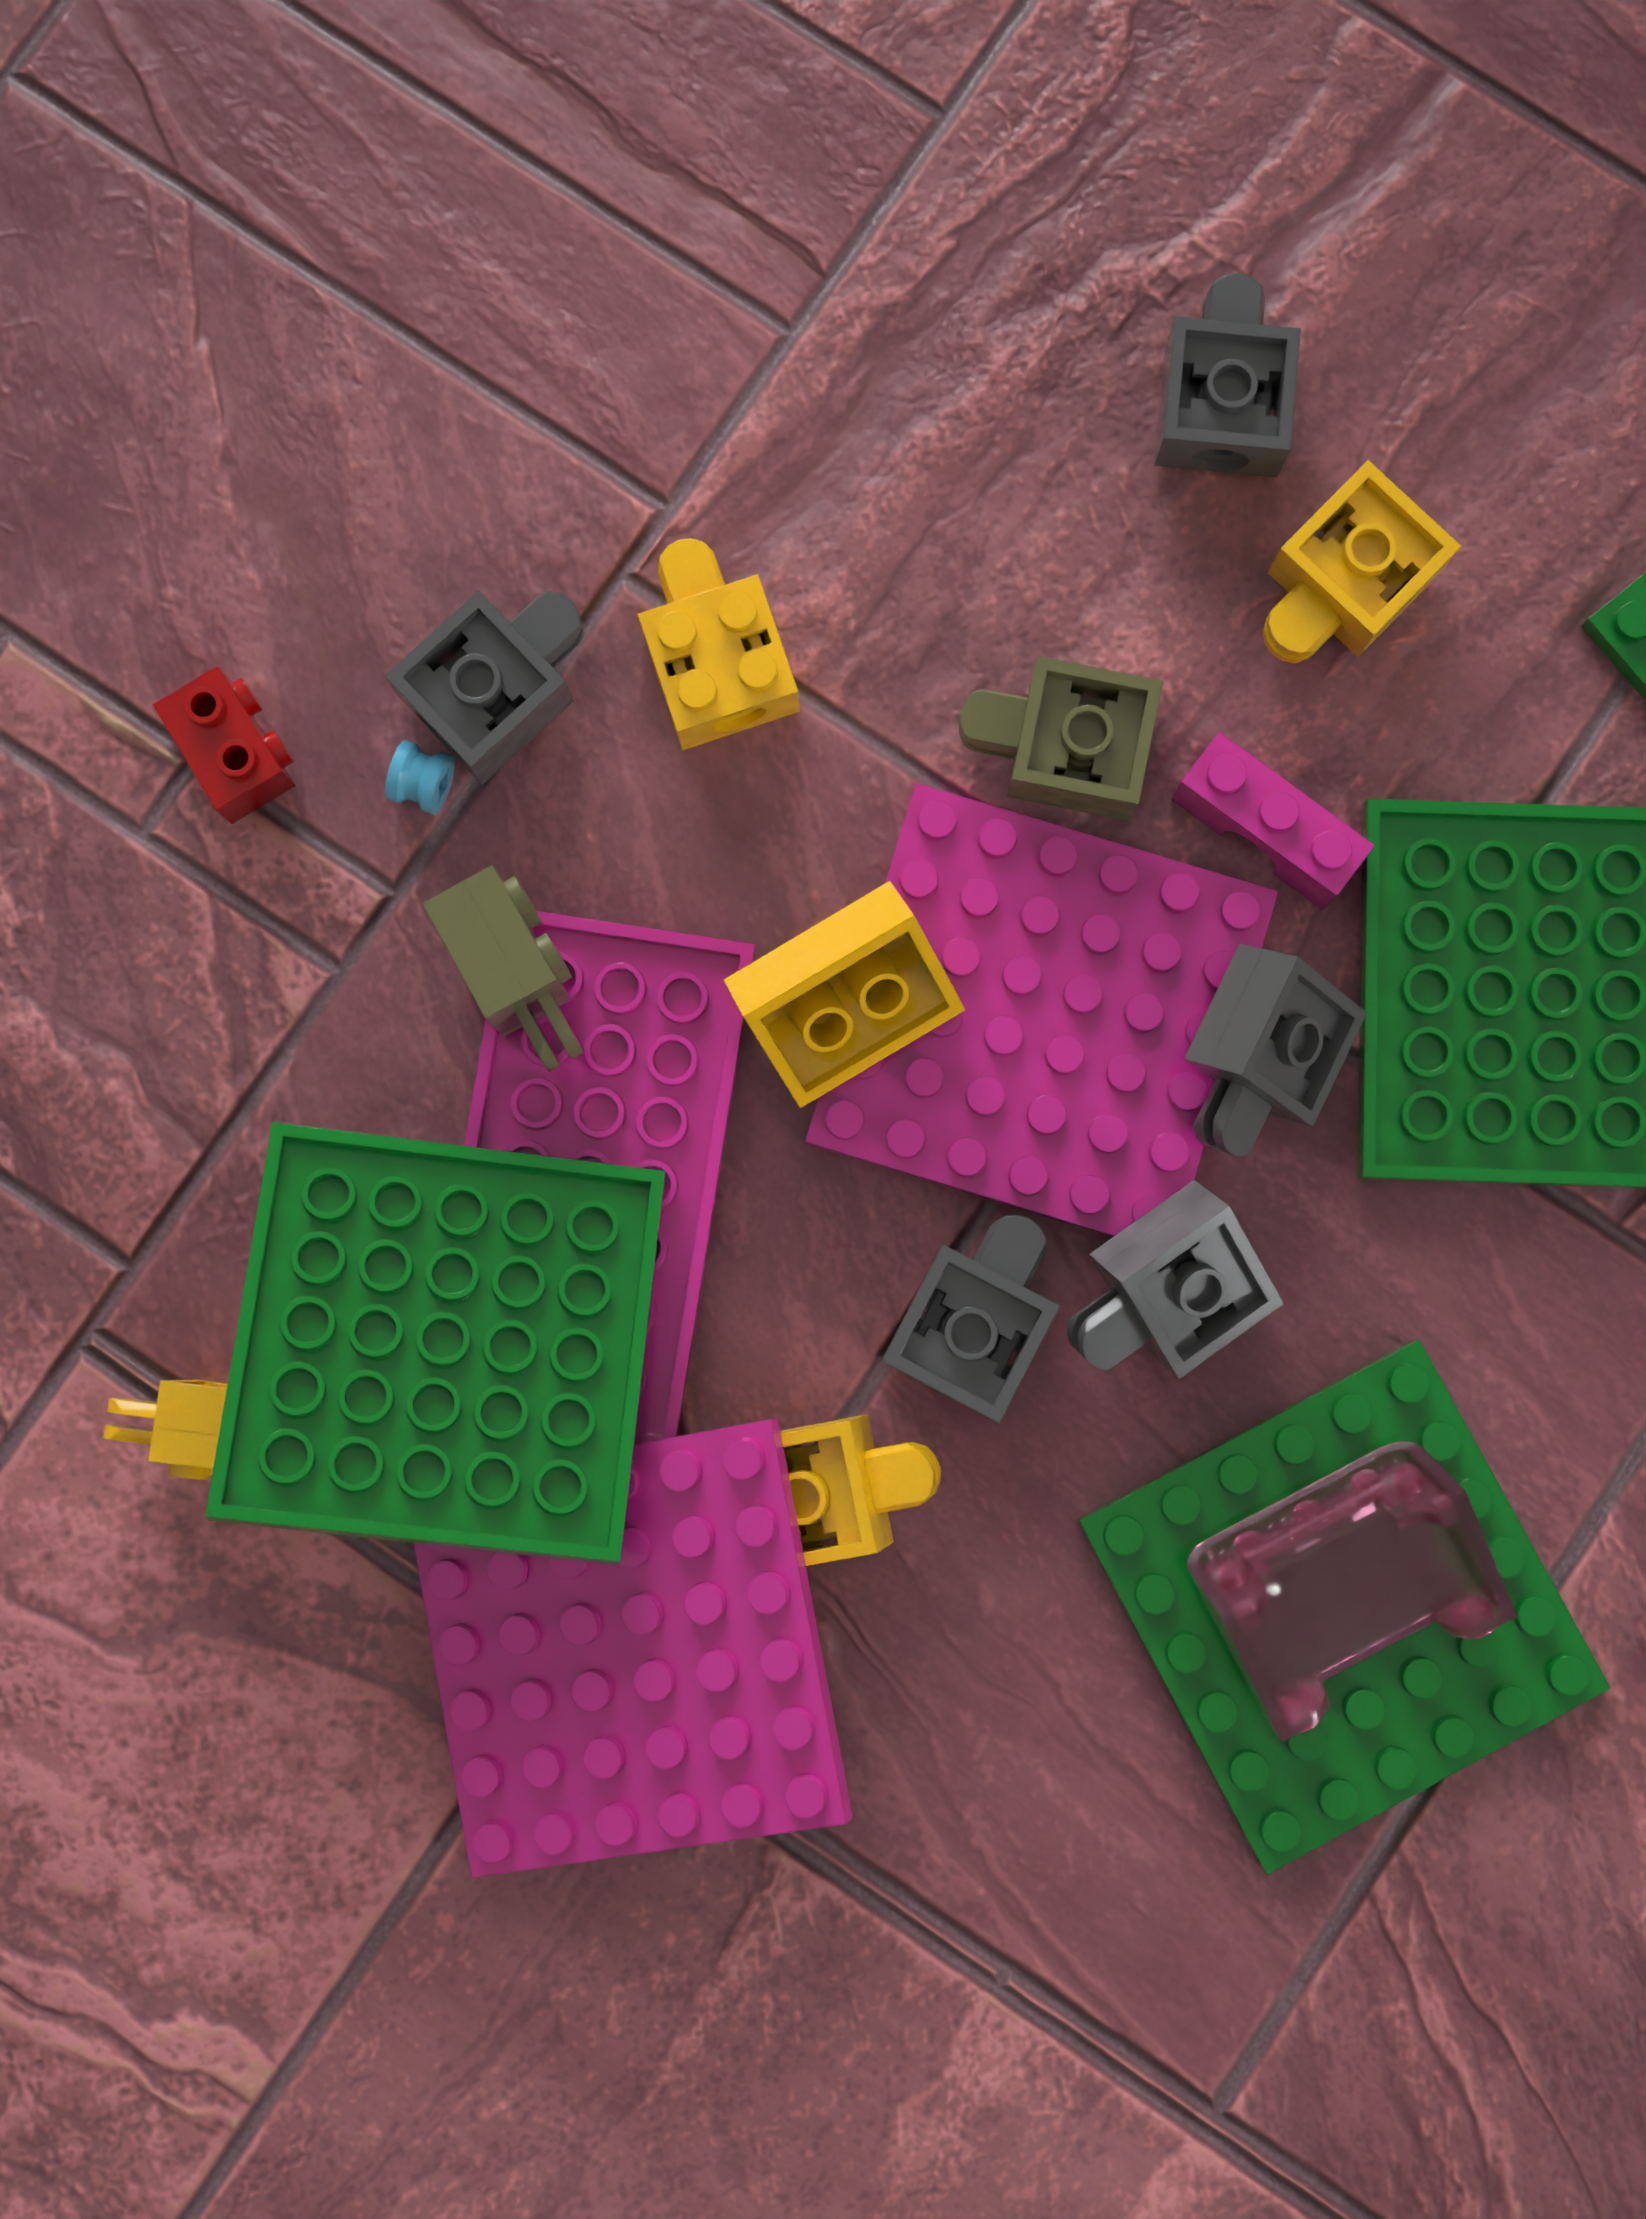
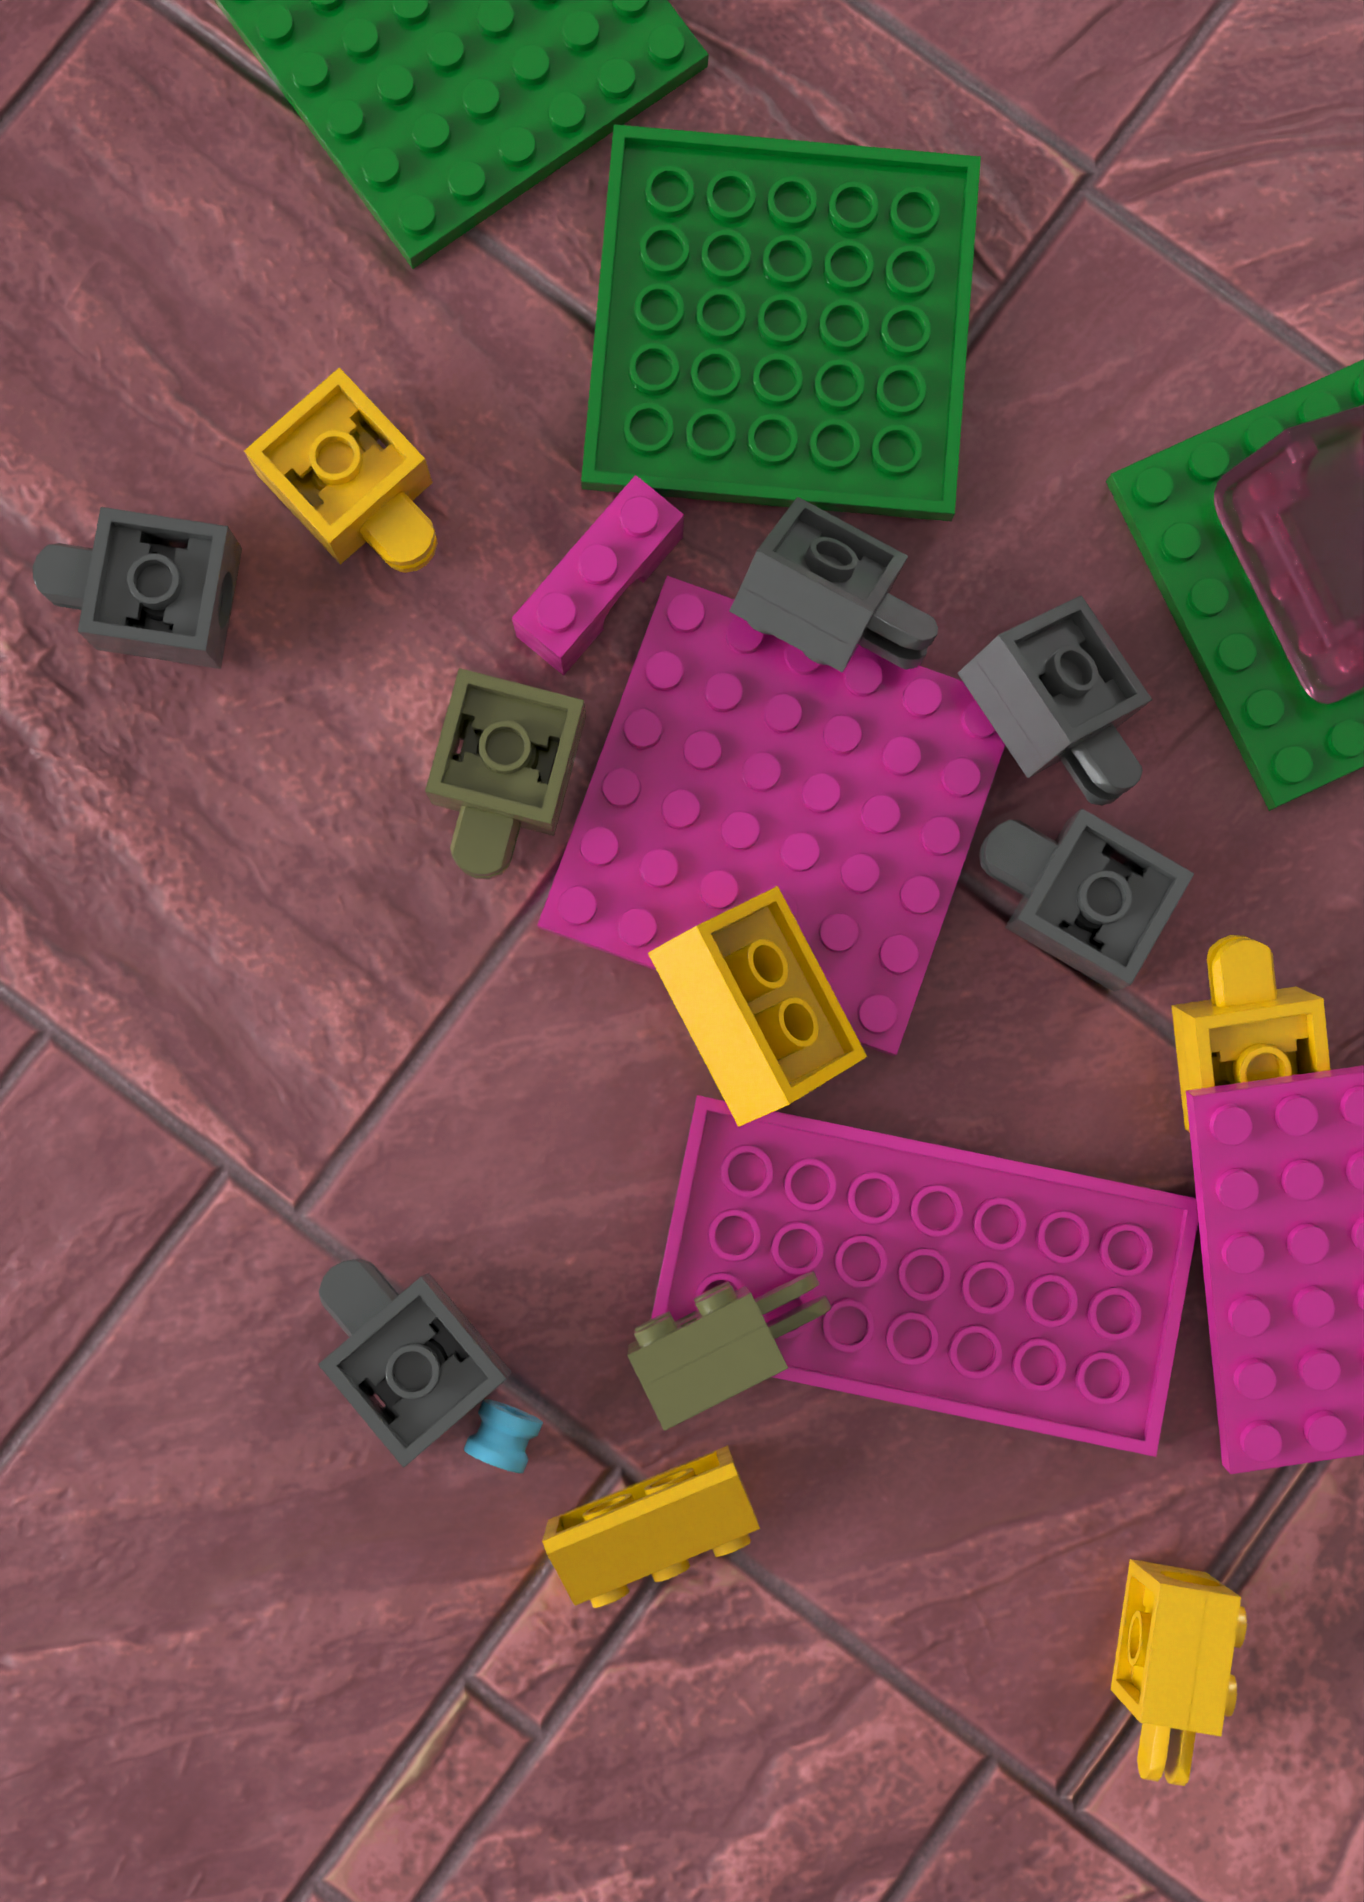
camera: 100 degrees left, 0 degrees up
(225, 744) = (454, 1643): red brick -> none
(335, 919) = (651, 1529): none -> yellow slope
(439, 1346) = (1111, 1431): green plate -> none
(714, 644) = (385, 1117): yellow brick -> none

